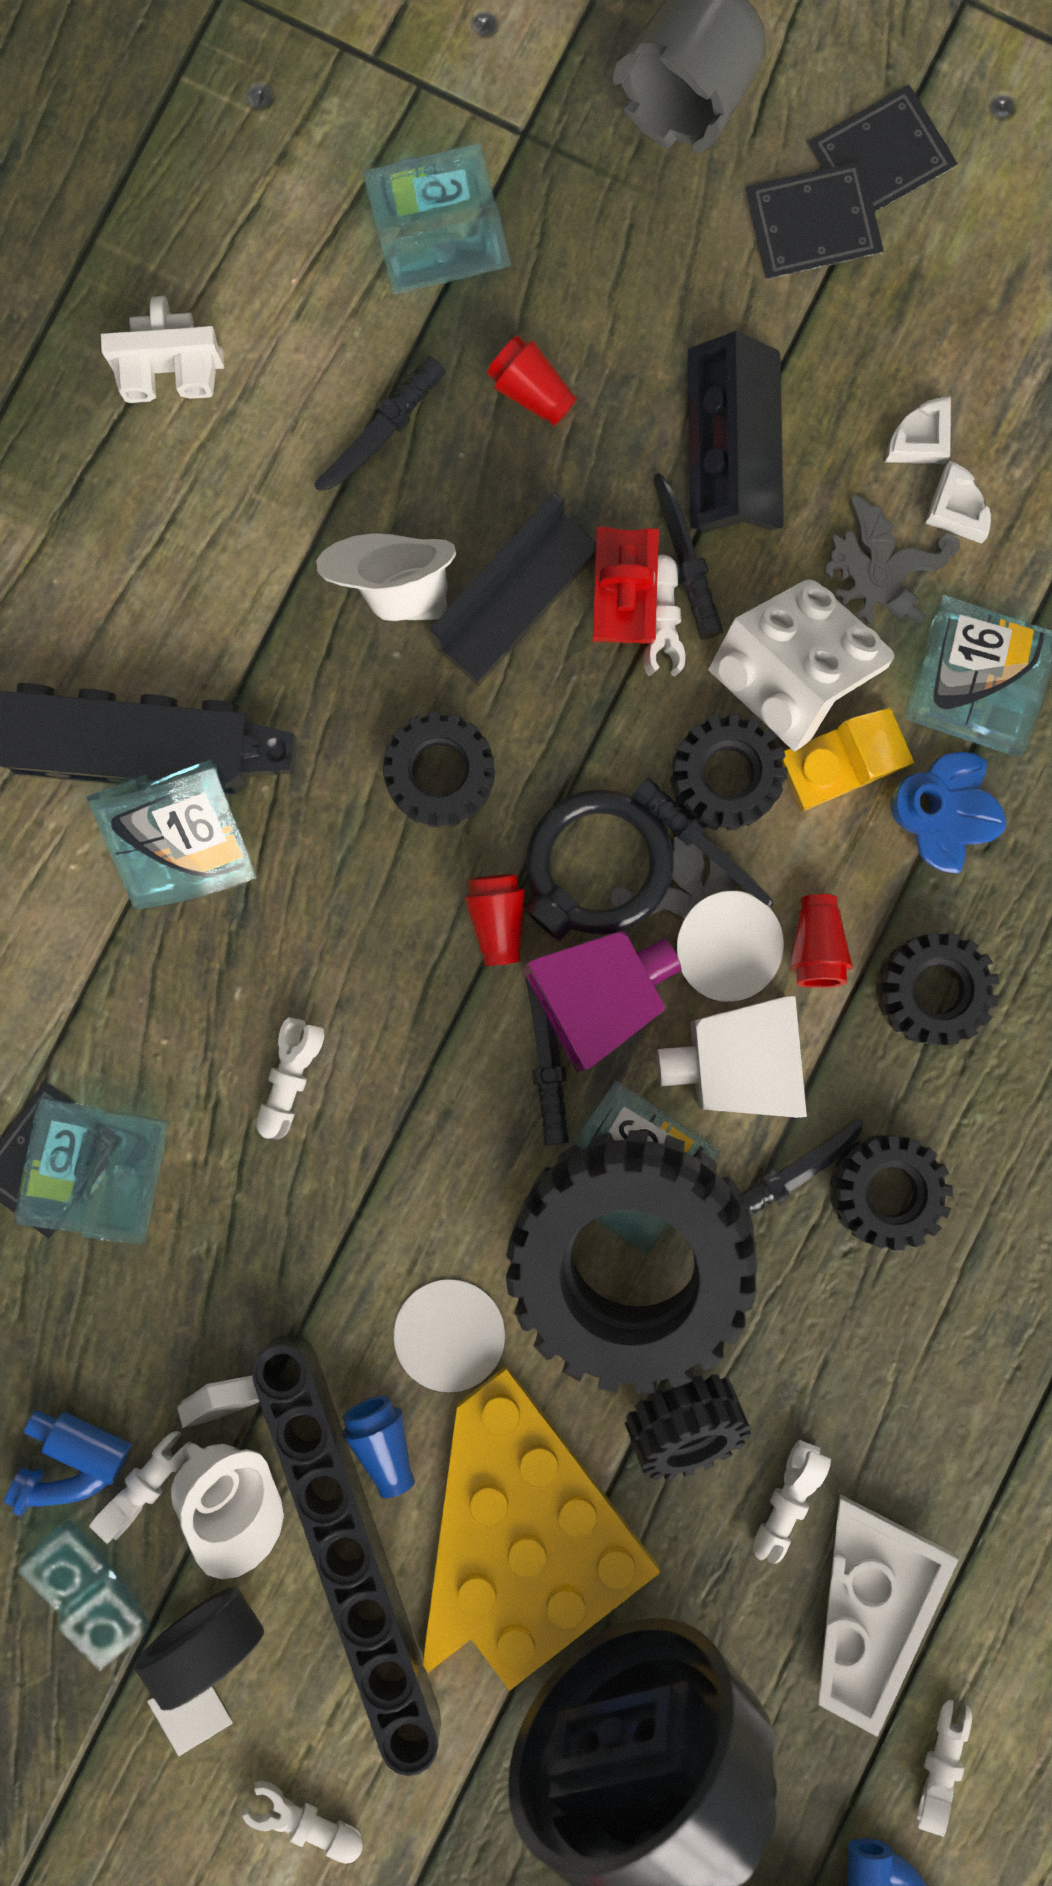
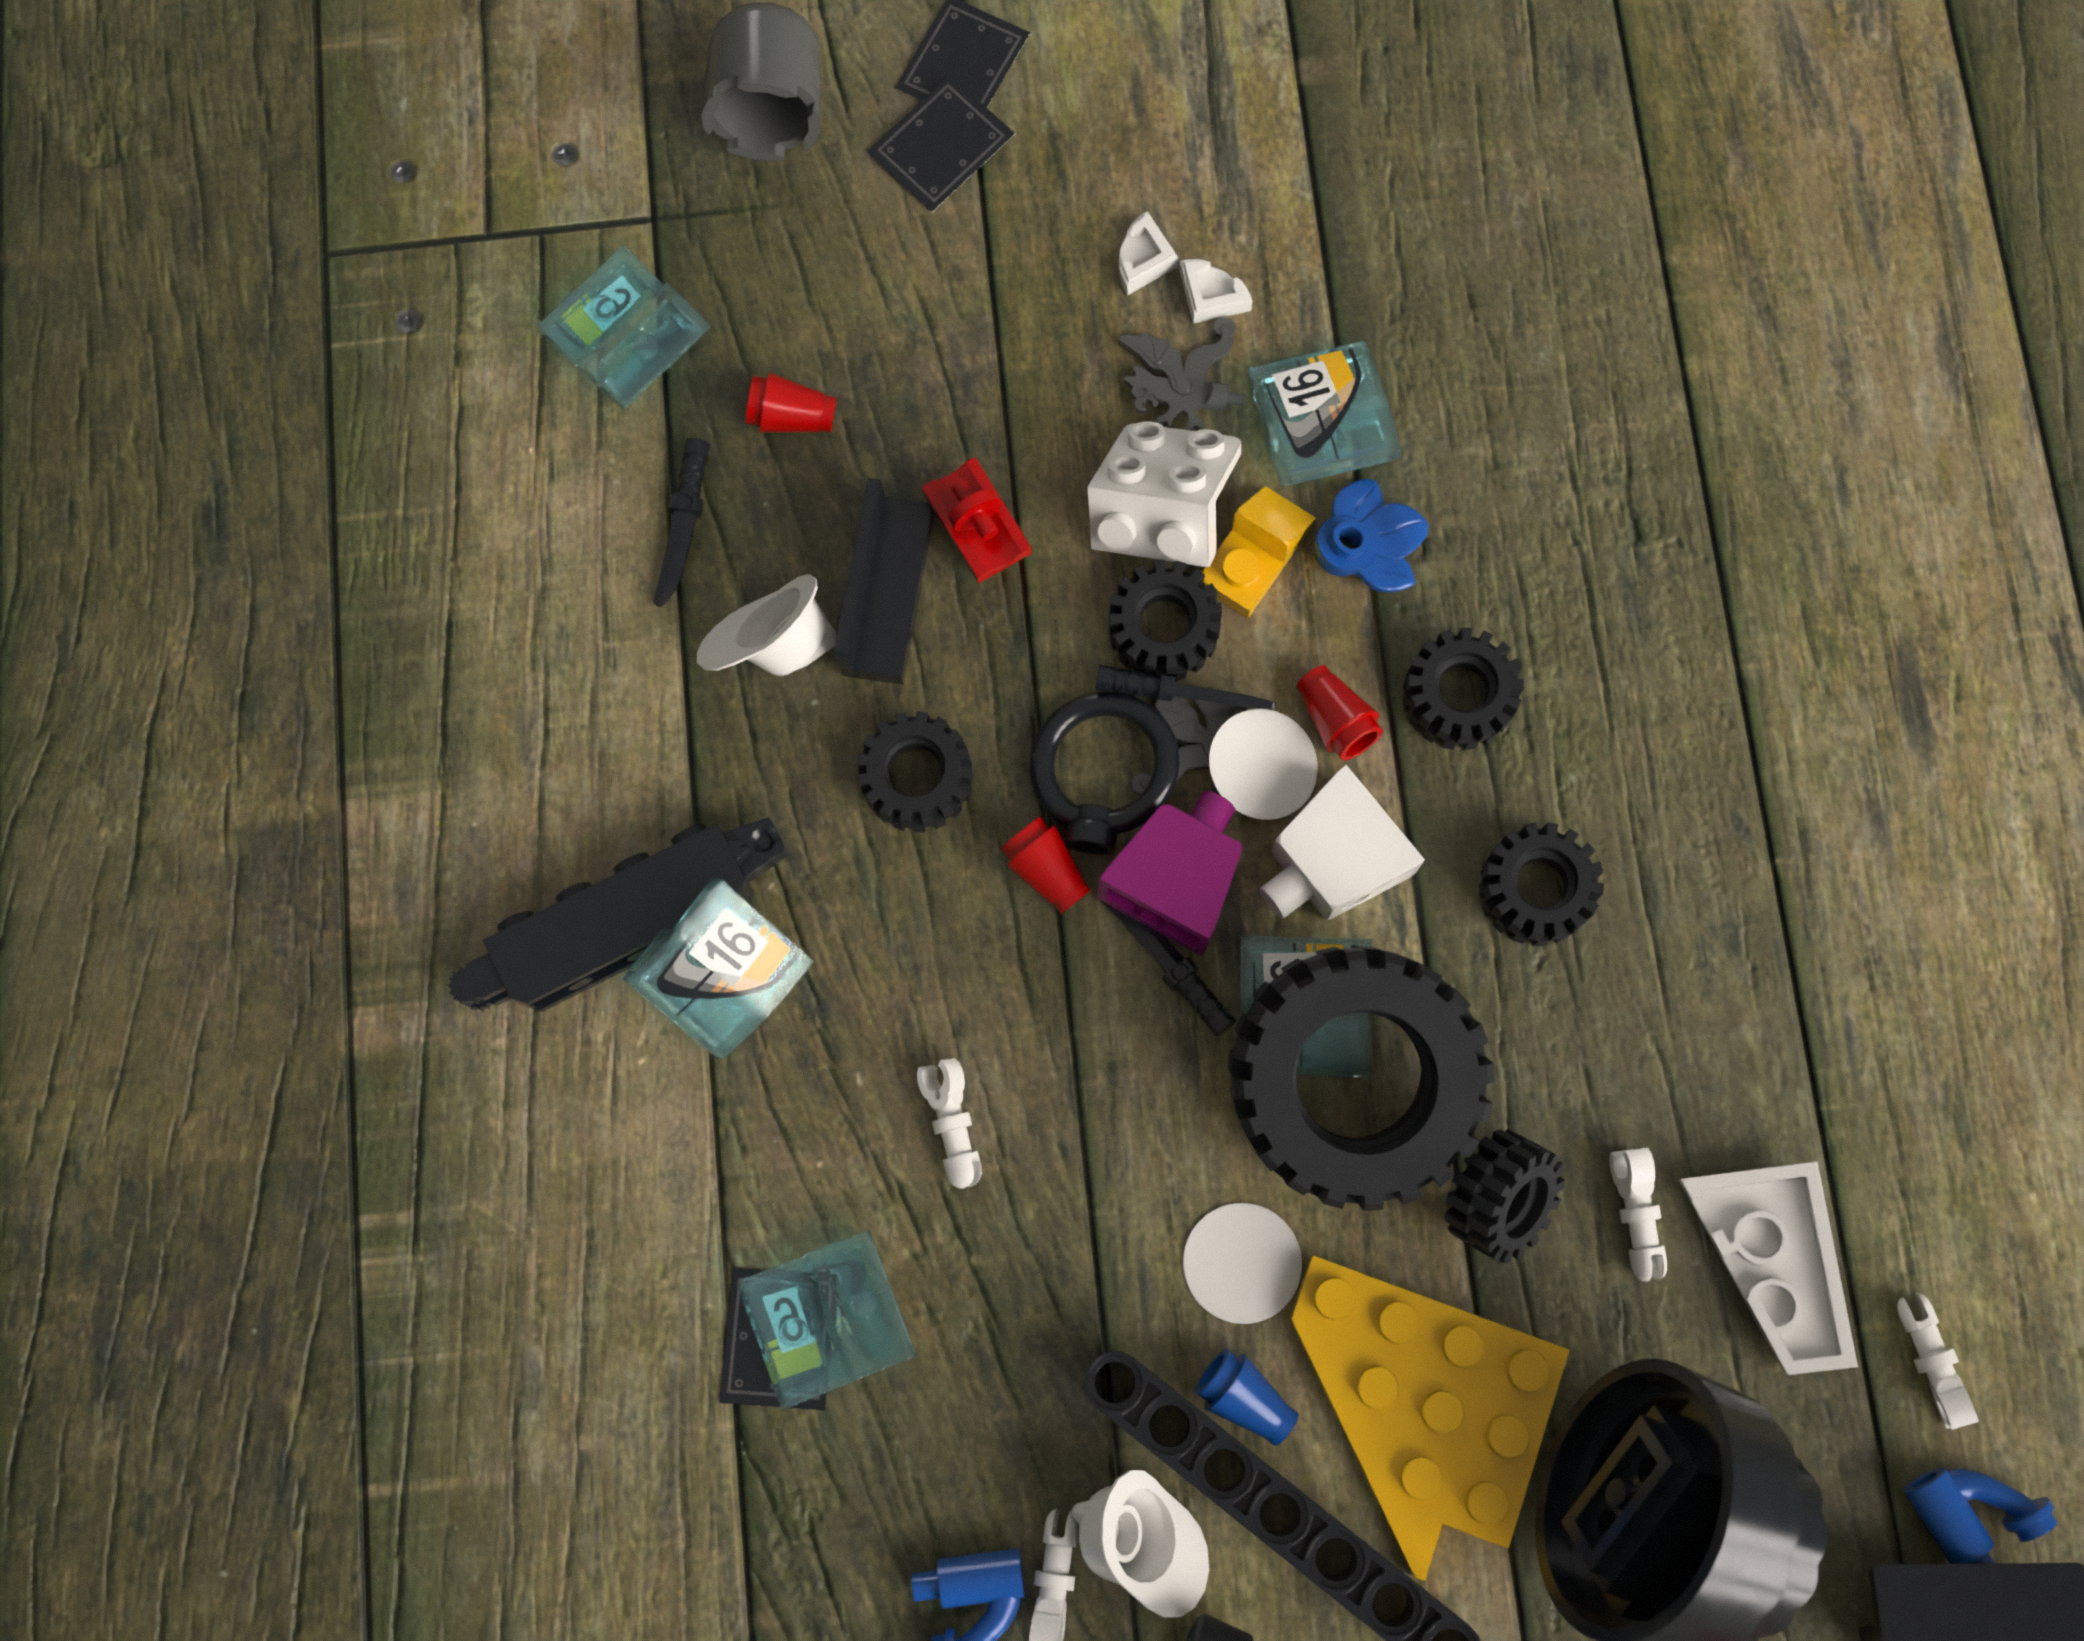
camera: 25 degrees left, 10 degrees down
(163, 345) = (451, 568): white hips -> none
(217, 1401) = (1074, 1453): white tile -> none
(666, 618) = (1030, 526): white piece -> none
(692, 569) = (1023, 475): black piece -> none
(735, 434) = (987, 347): black panel -> none
(778, 1185) = (1442, 942): black piece -> none

